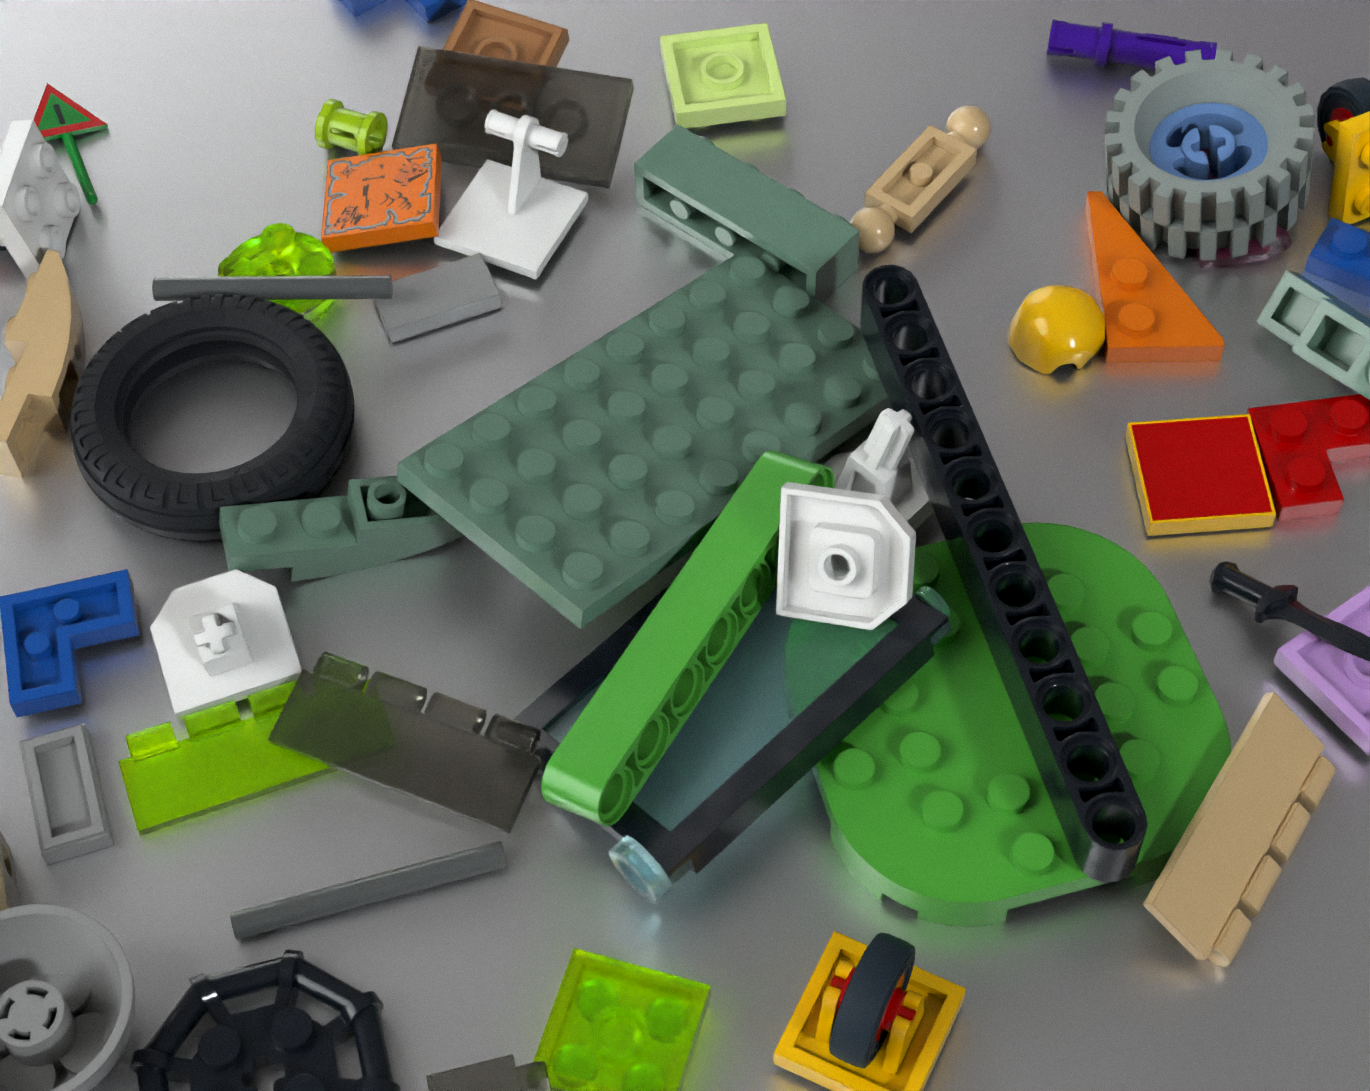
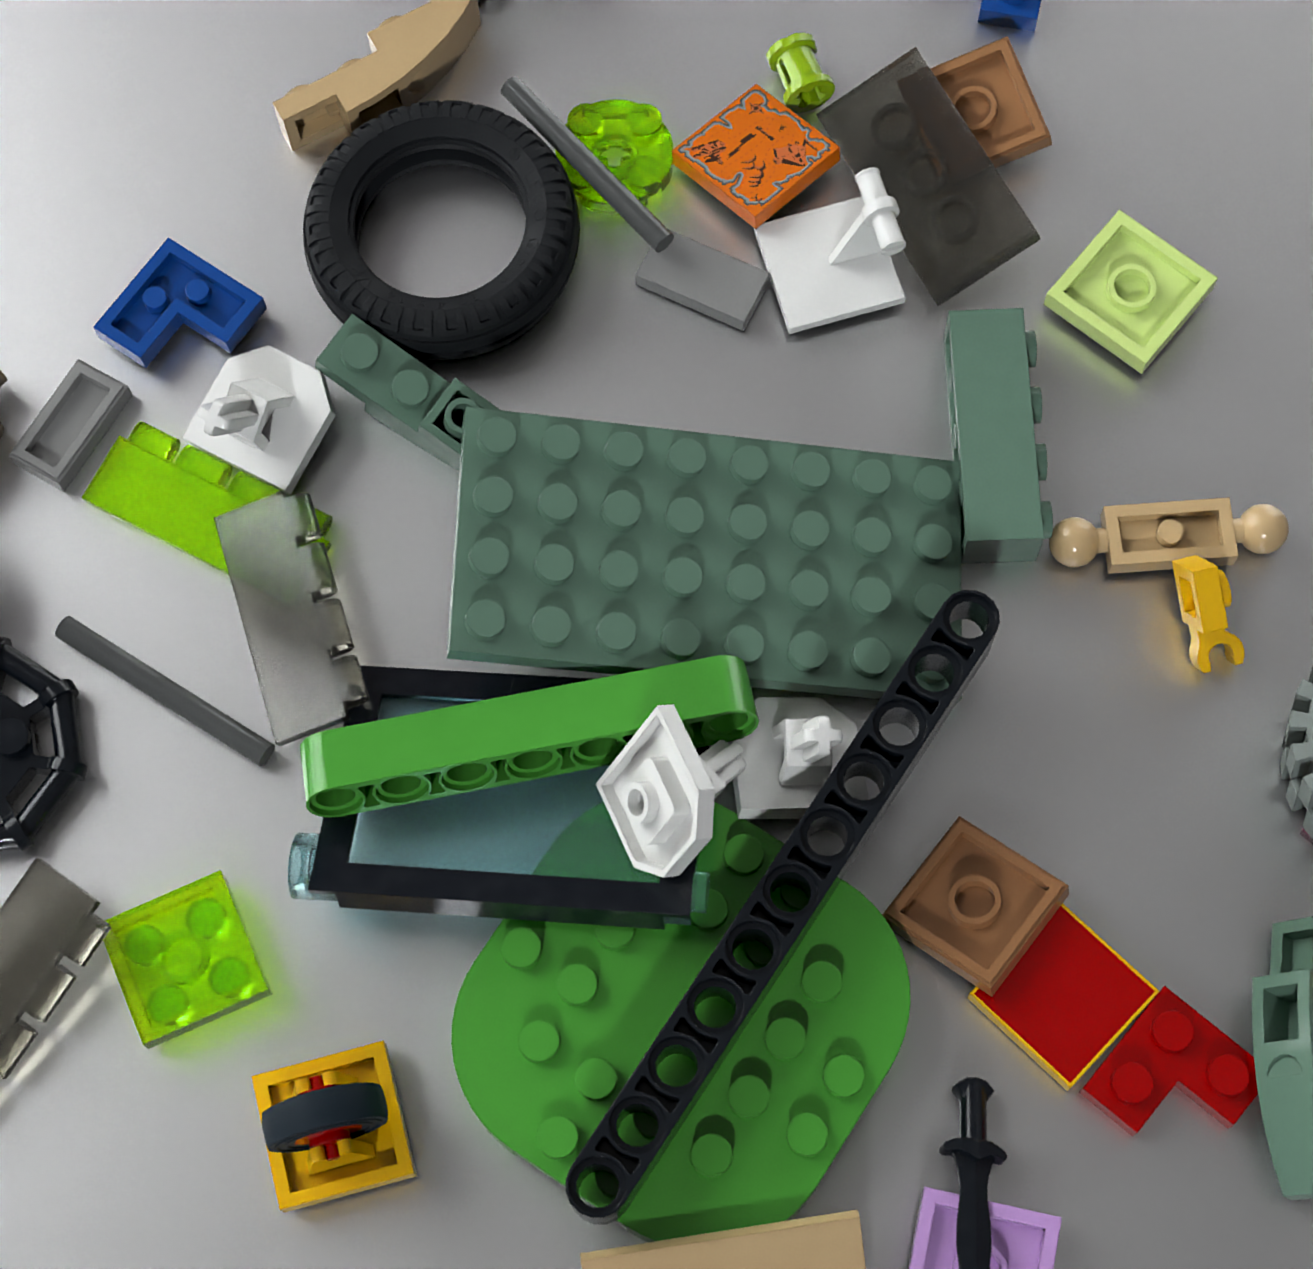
camera: 50 degrees right, 15 degrees up
(996, 188) = (1202, 600): none -> yellow plate
(1057, 328) = (1111, 769): yellow hair -> none
(1088, 470) = (975, 905): none -> medium nougat plate
(1141, 302) = (1205, 815): orange wing -> none

